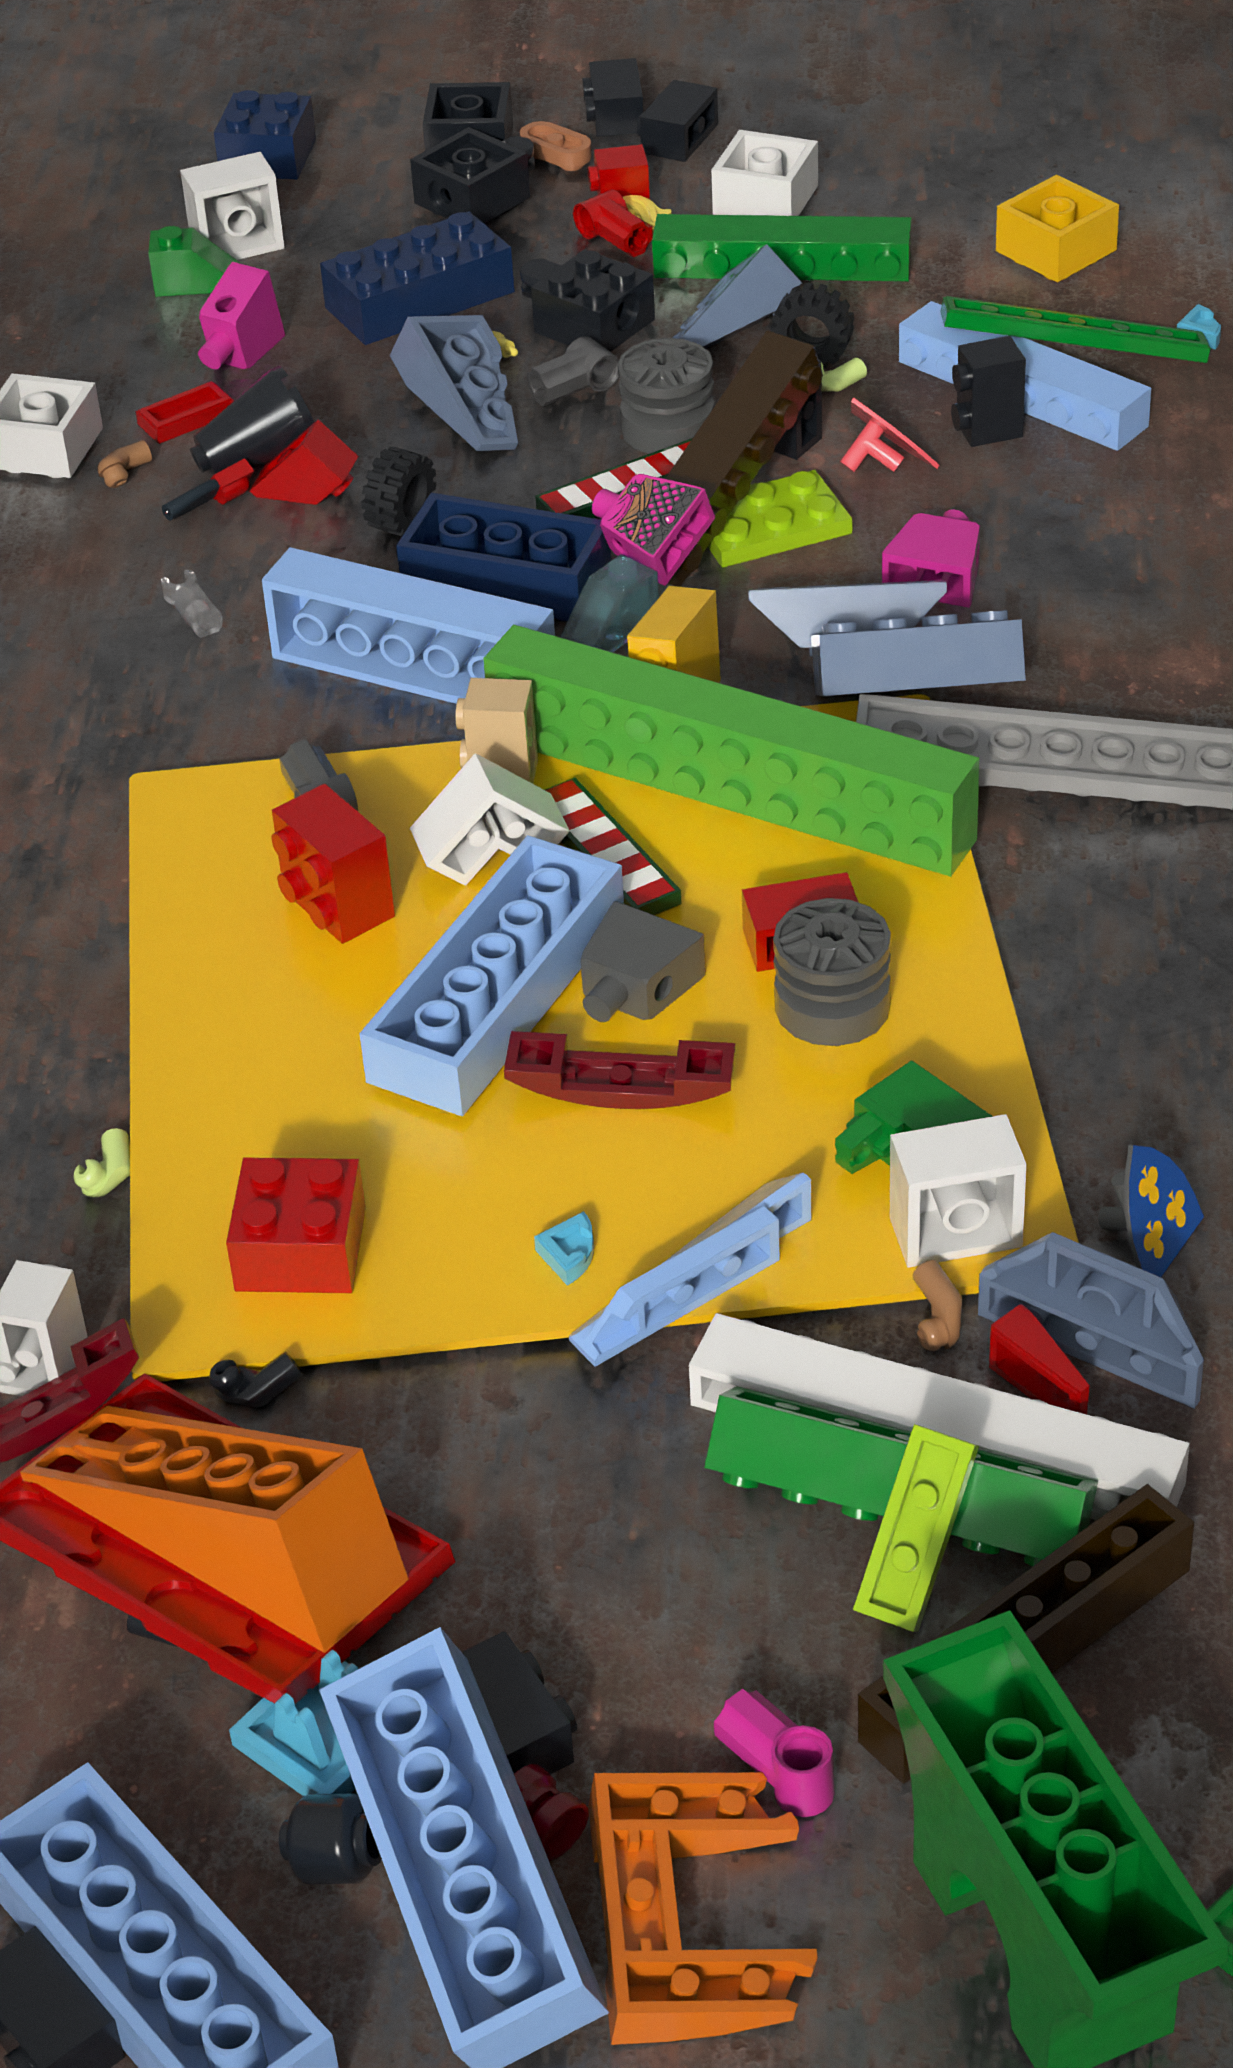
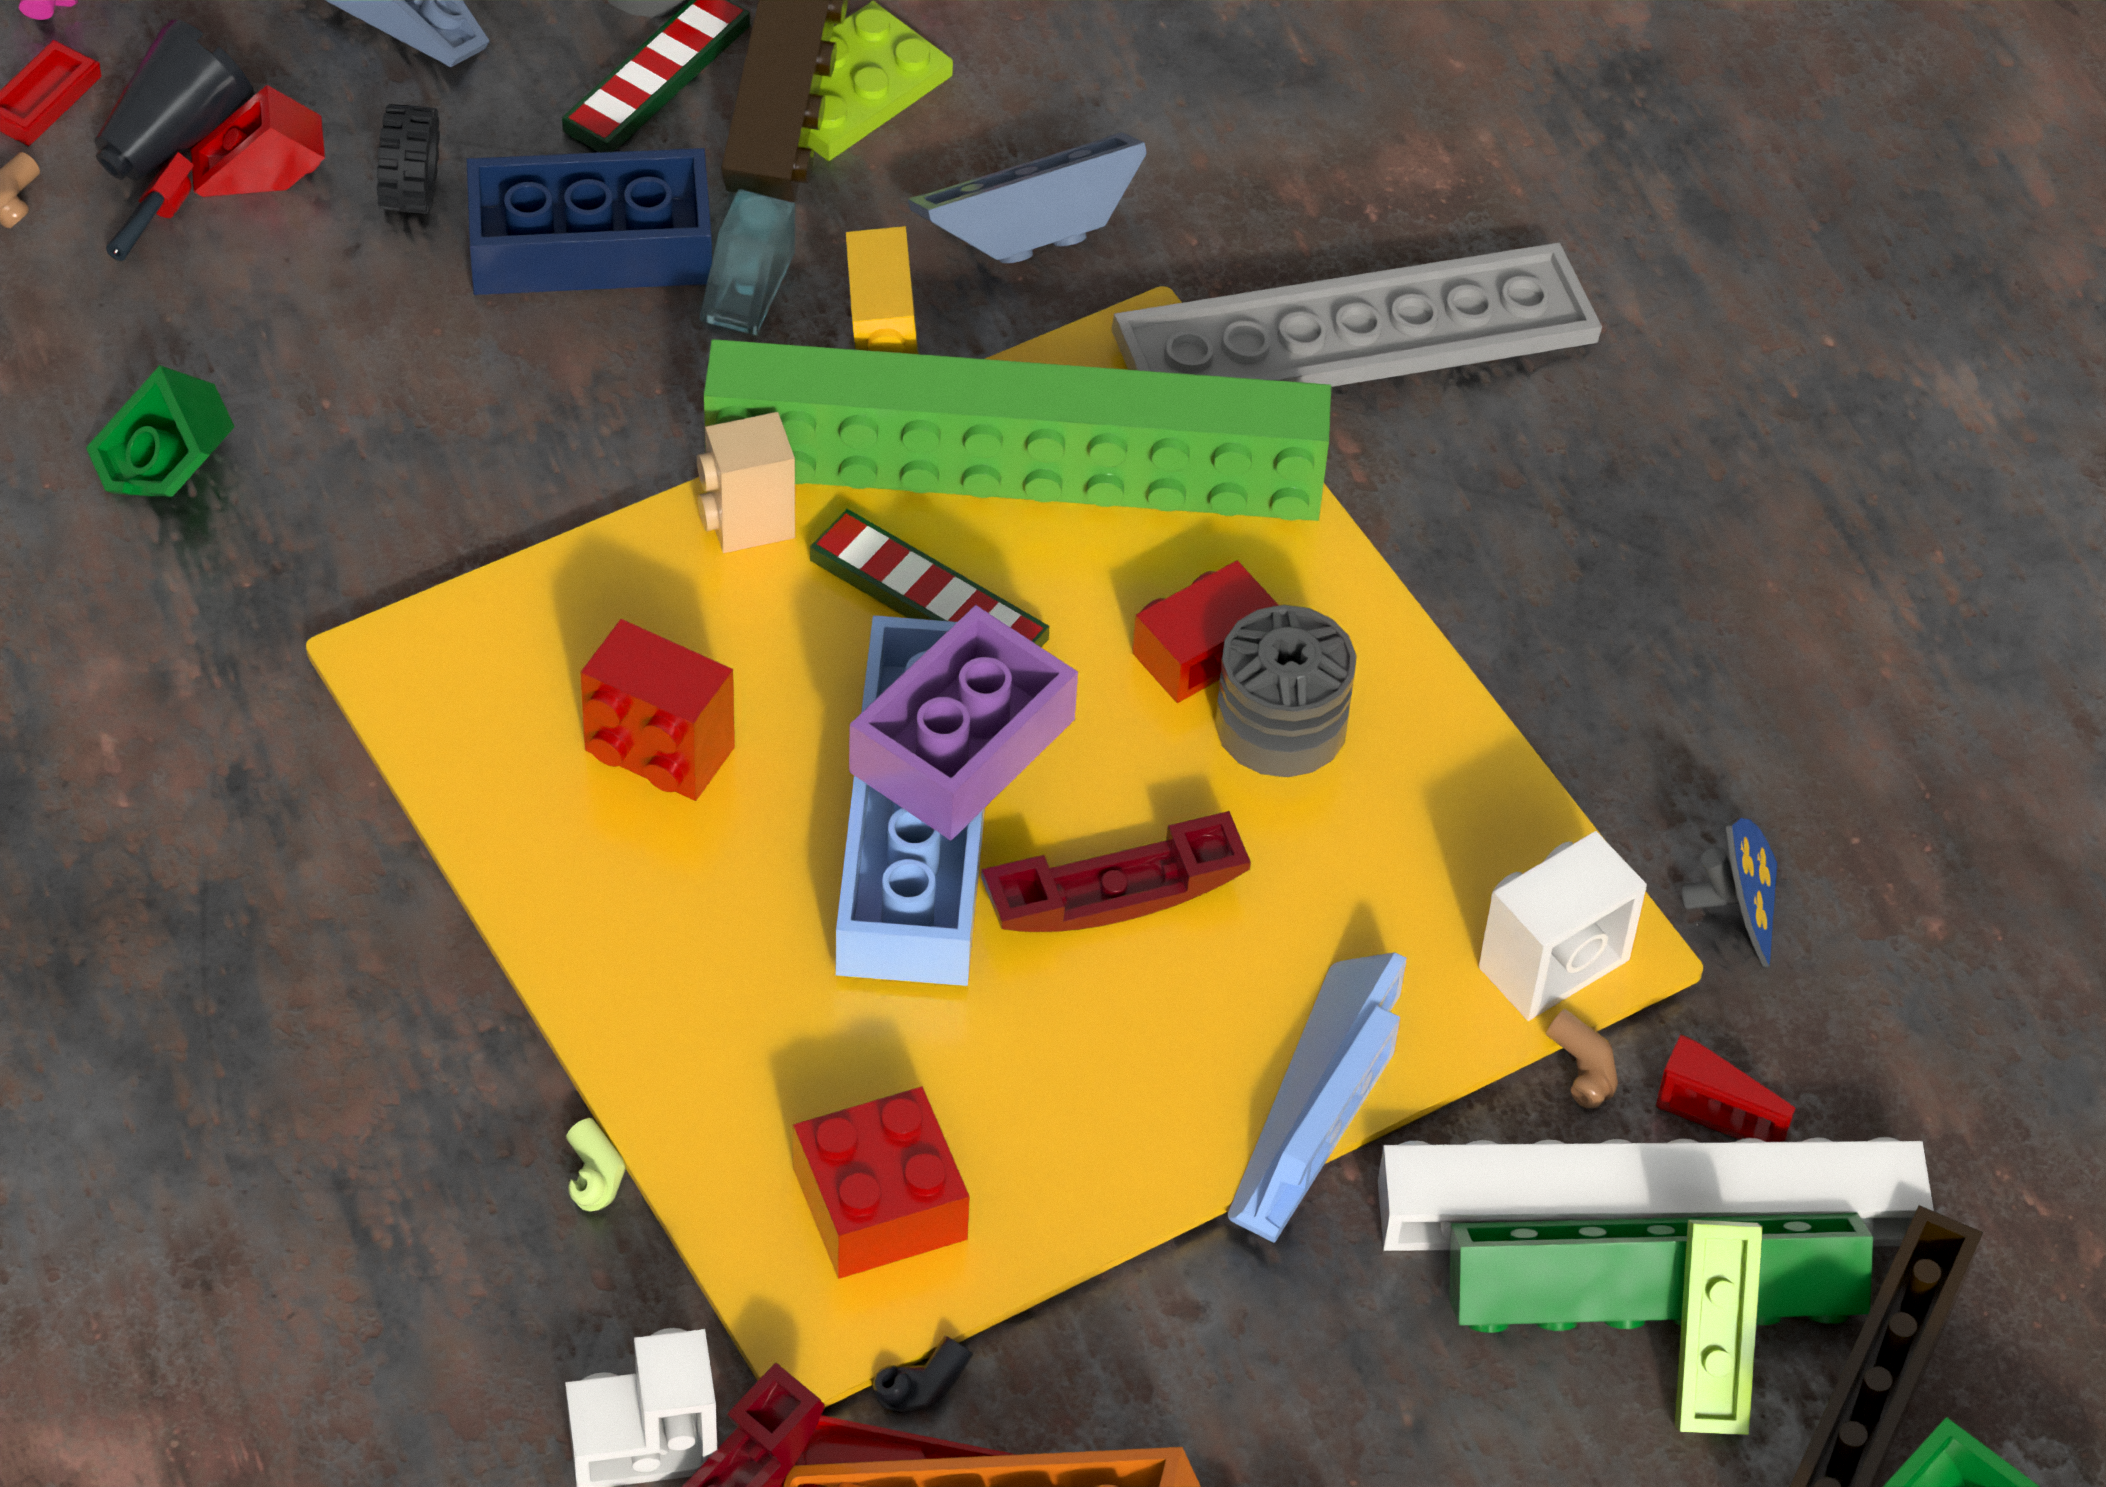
camera: 30 degrees left, 10 degrees up
(120, 622) = (160, 435): none -> green slope
(193, 604) = (233, 377): clear bar -> none
(308, 767) = (567, 614): dark grey piece -> none
(387, 624) = (536, 361): light blue brick -> none
(481, 813) = (794, 598): white brick -> none
(532, 908) = (962, 722): none -> medium lavender brick
(567, 1247) = (1172, 1111): medium azure tile -> none
(638, 964) = (1080, 756): dark grey torso -> none
(654, 521) = (761, 139): dark pink torso -> none
(899, 1104) = (1462, 851): green hinge -> none
(918, 657) = (1149, 246): sand blue brick -> none
(936, 550) = (1082, 93): dark pink torso -> none
(1099, 1313) = (1758, 1020): sand blue wedge -> none

